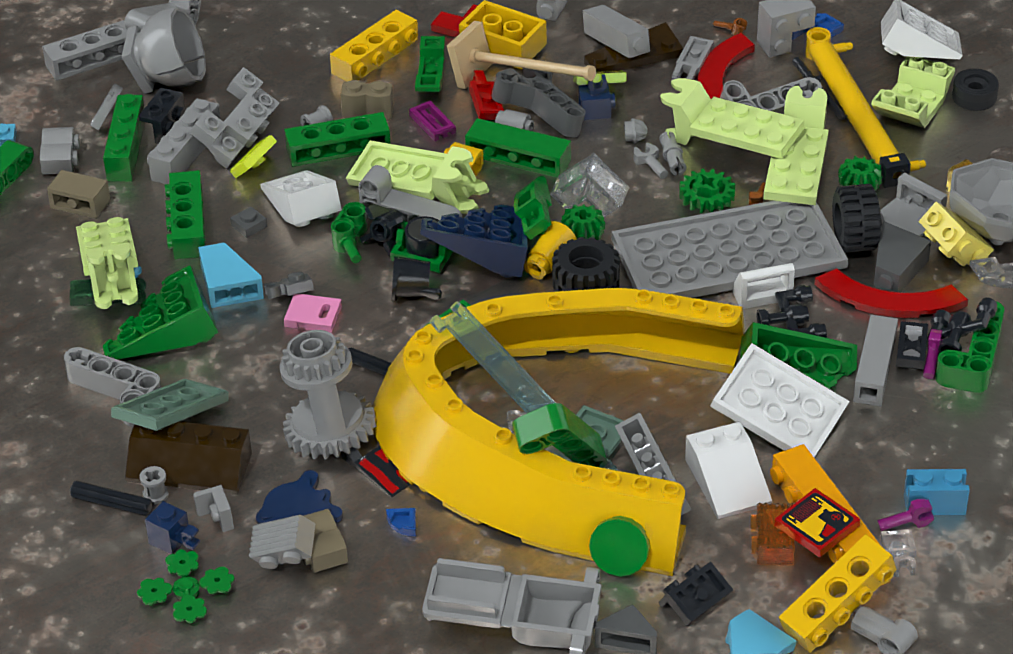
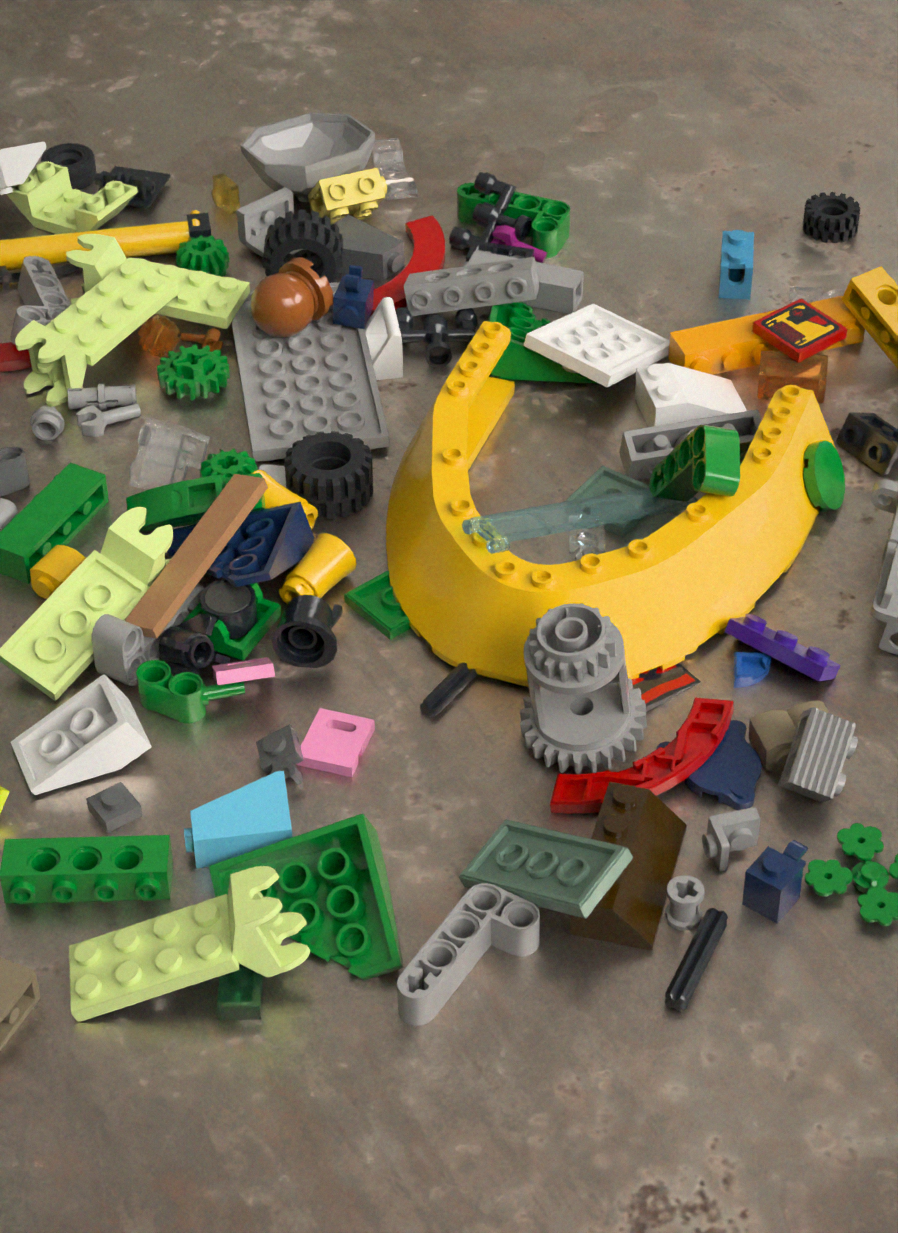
camera: 85 degrees left, 0 degrees up
(286, 471) = (658, 770): none -> red tile
(366, 253) = (243, 671): none -> bright pink piece
(418, 533) = (783, 647): none -> dark purple plate
(460, 204) = (196, 554): none -> medium nougat tile
(475, 278) = (319, 569): none -> yellow plant
(739, 170) = (158, 336): none -> clear orange gear
(777, 213) = (290, 299): none -> dark orange tile
(798, 250) = (353, 299): none -> dark blue brick
(839, 320) = (472, 286): none -> light grey brick
(918, 513) = (763, 286): magenta bar -> none
(961, 127) = (147, 182): none -> black hinge

